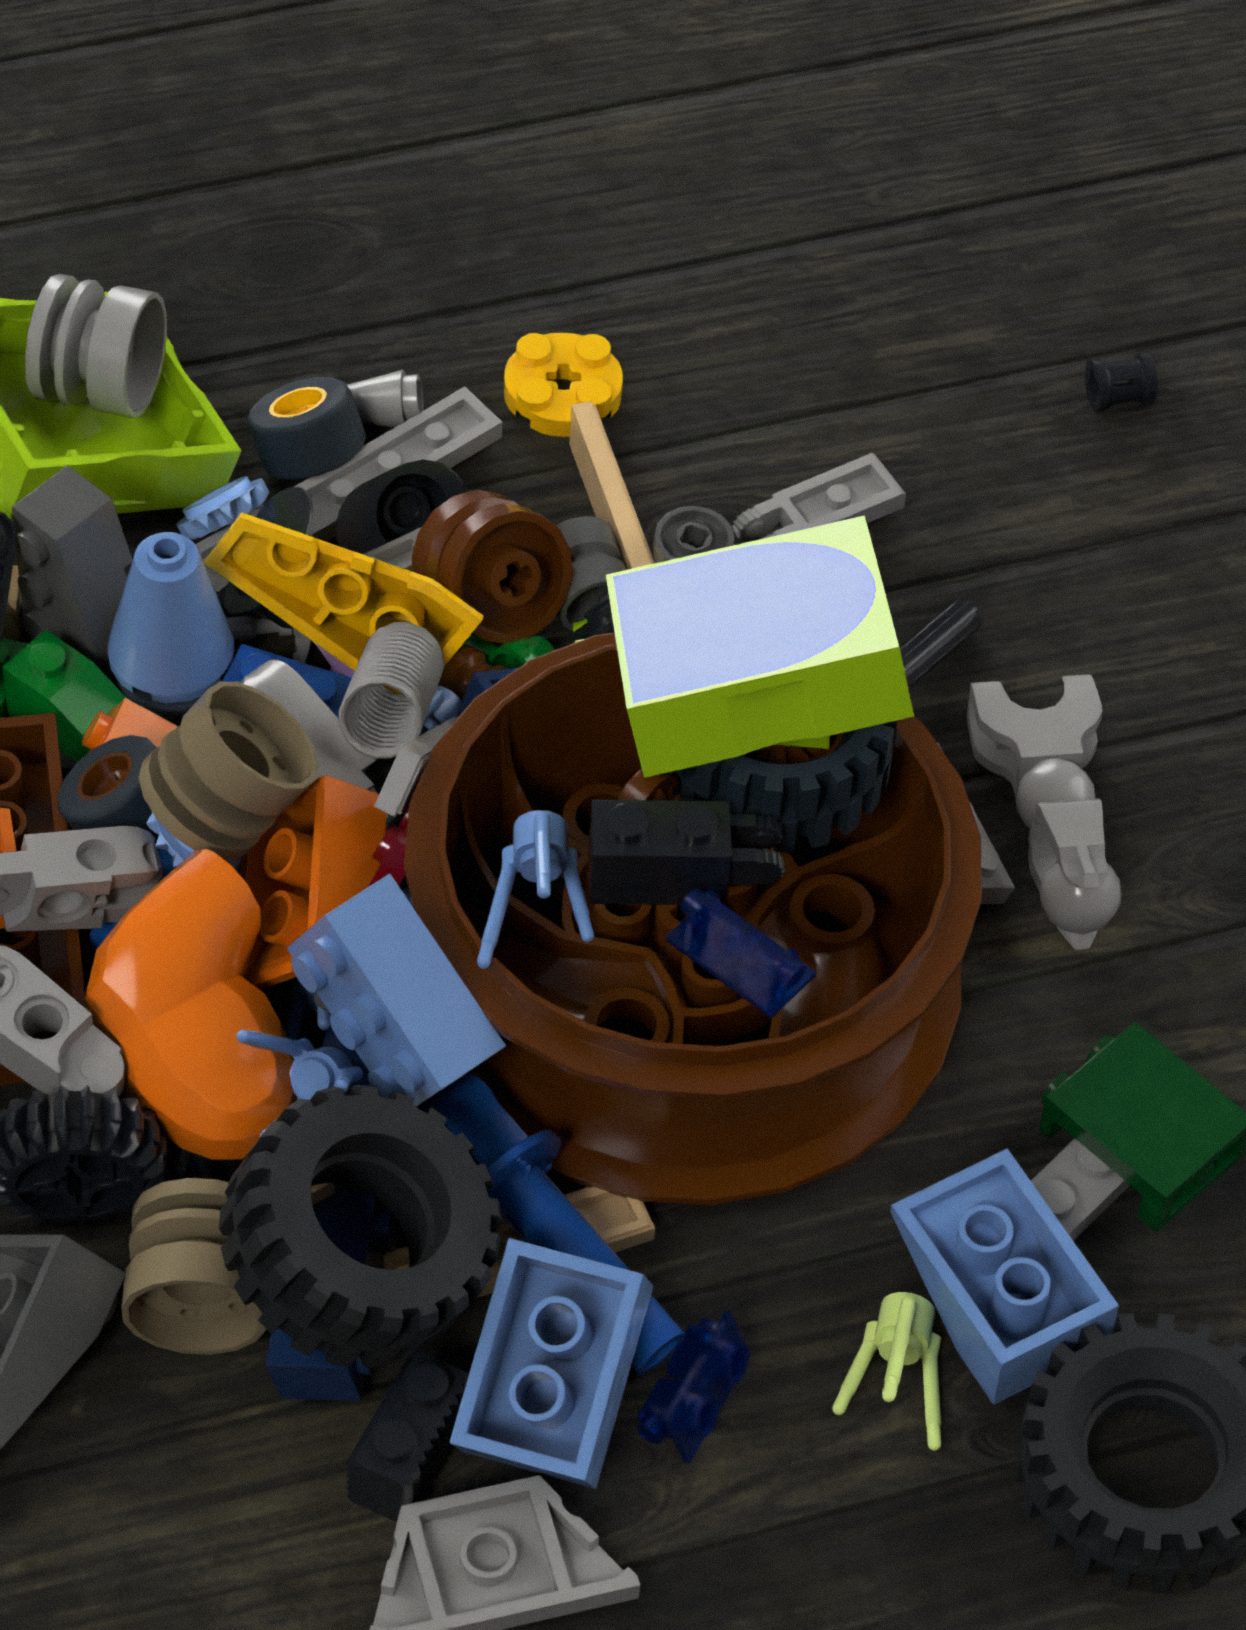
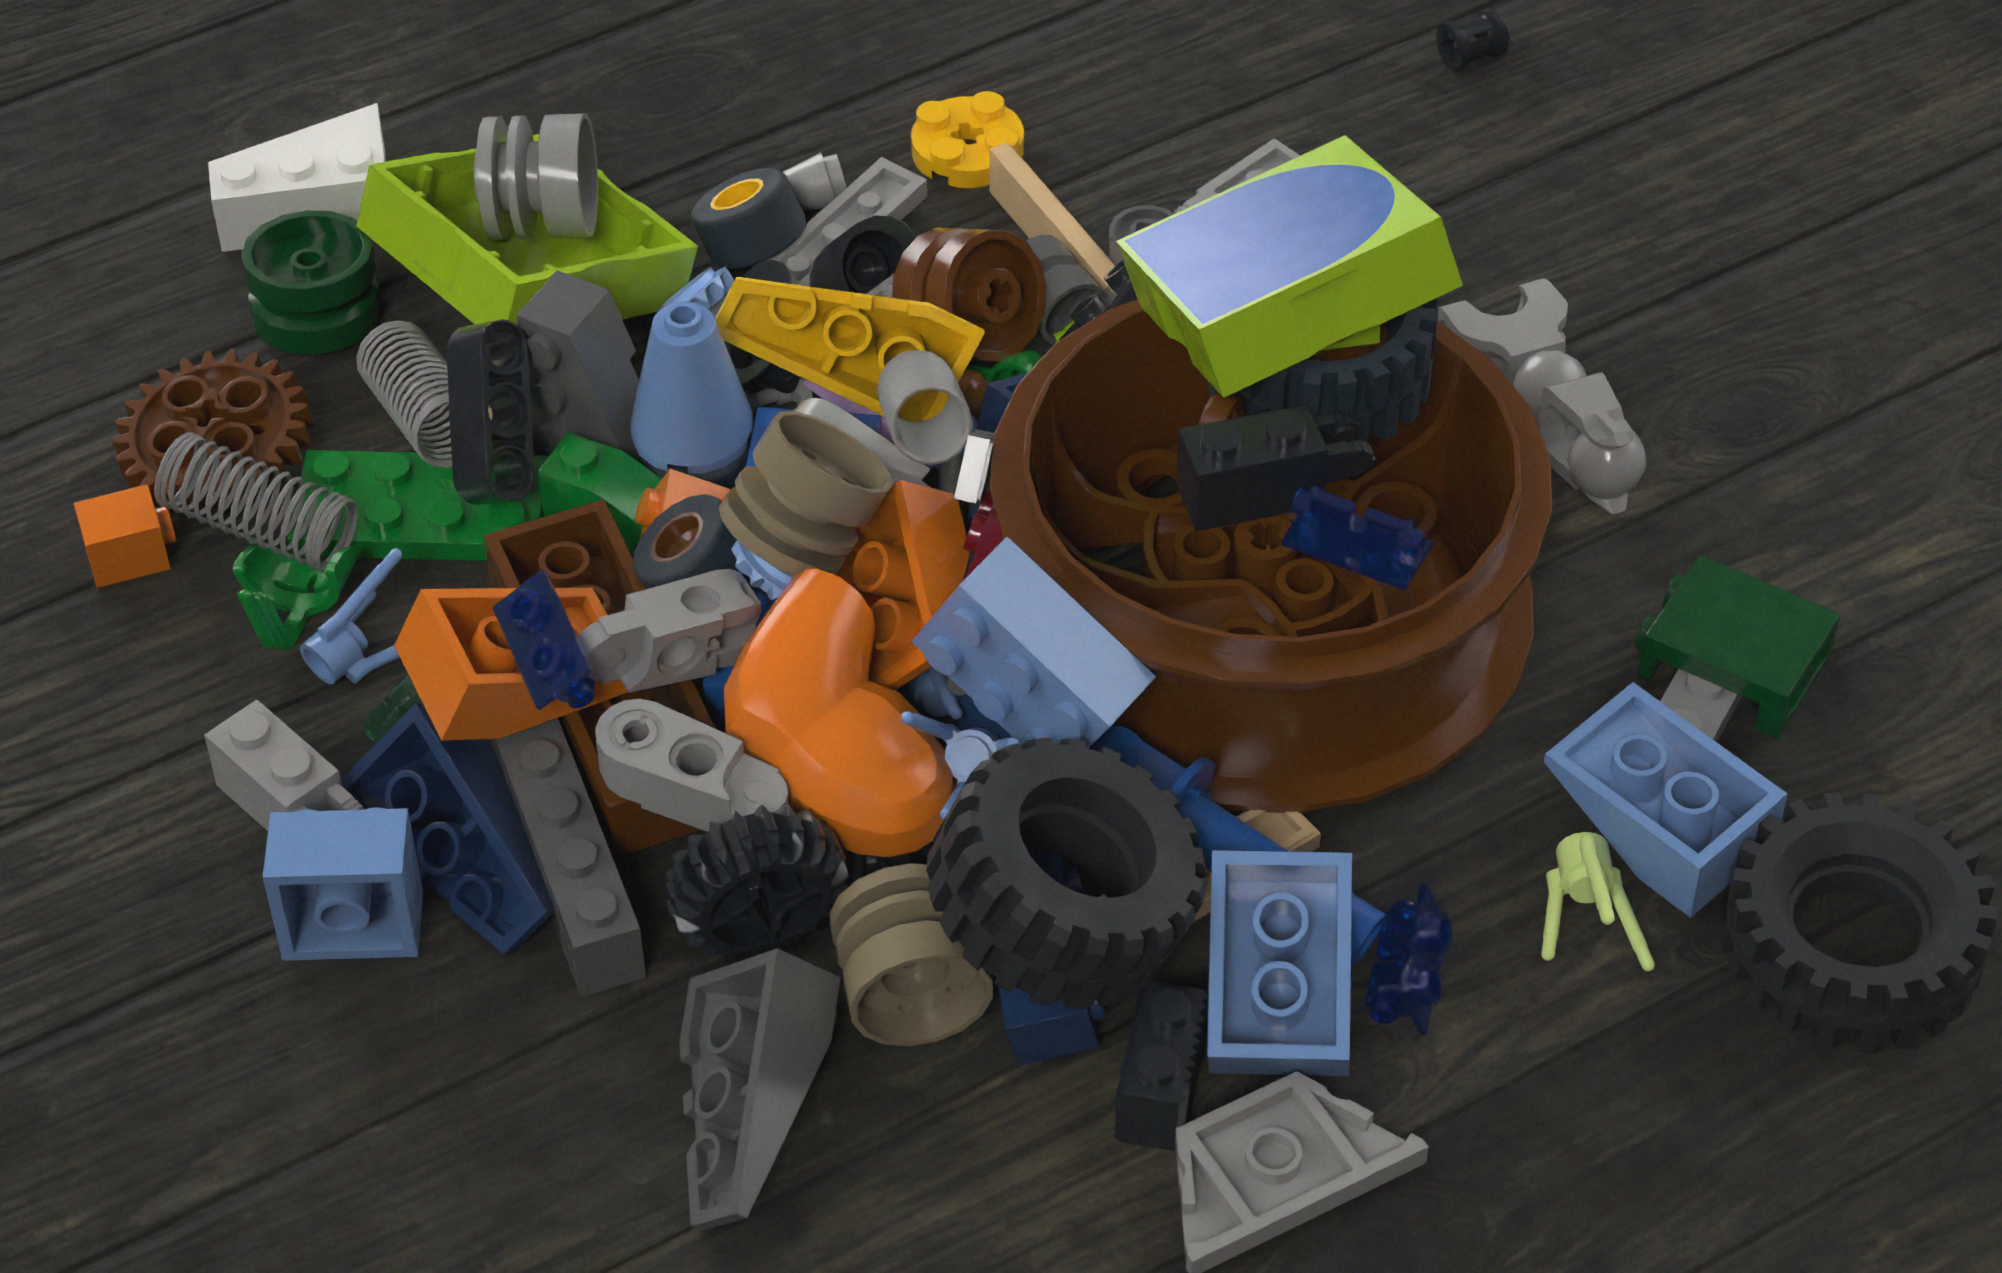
camera: 10 degrees left, 5 degrees down
(540, 855) = (1140, 495): medium blue plant -> none

